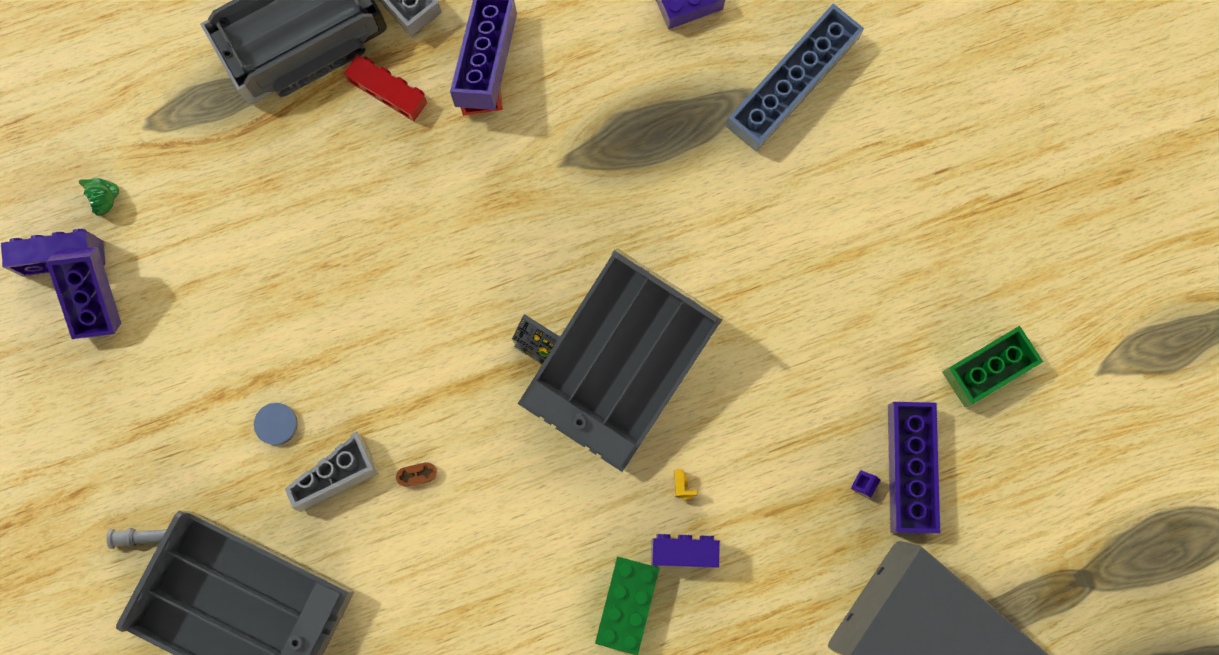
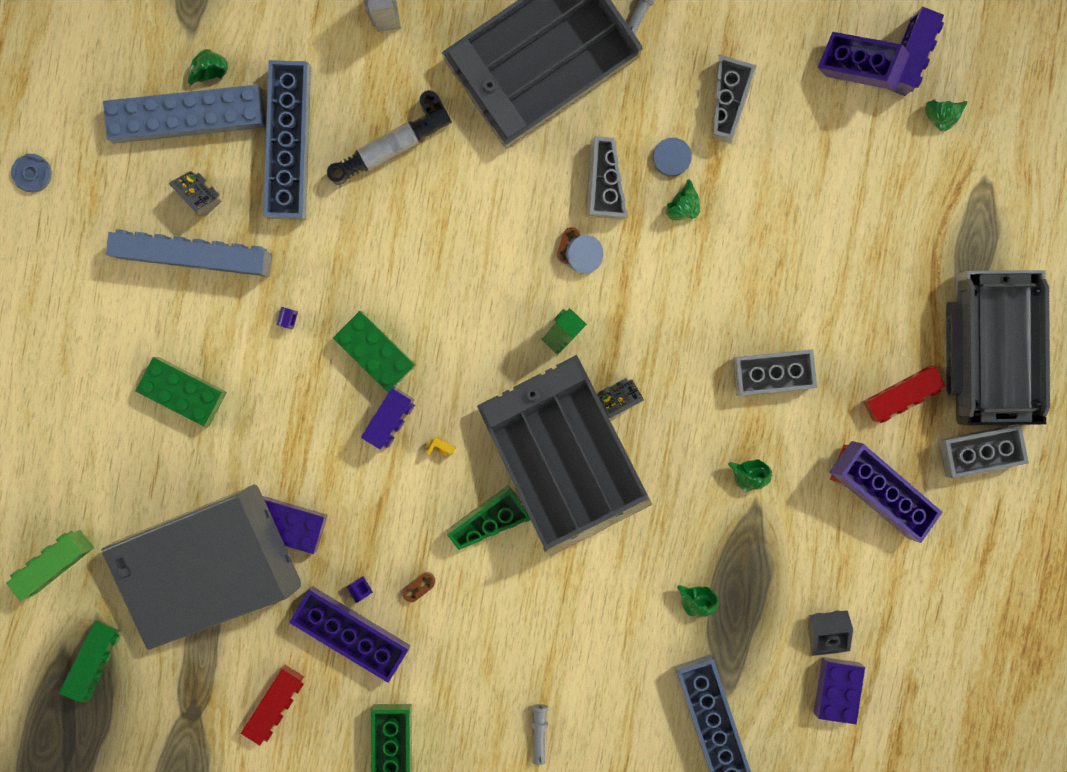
camera: 125 degrees right, 10 degrees up
(178, 402) = (732, 91): none -> light grey wedge
(314, 385) = (685, 204): none -> green hair
(416, 453) = (584, 254): none -> sand blue tile
(430, 212) = (774, 372): none -> light grey brick
(499, 427) = (565, 329): none -> green wedge
(538, 180) = (751, 474): none -> green hair
(641, 33) = (830, 632): none -> dark grey slope
(683, 162) = (698, 600): none -> green hair
(724, 398) = (488, 519): none -> green wedge
(830, 423) = (416, 583): none -> dark orange beam
(841, 581) = (297, 526): none -> dark purple brick
(886, 241) = (539, 725): none -> light grey pin
(1027, 503) = (271, 706): none -> red brick

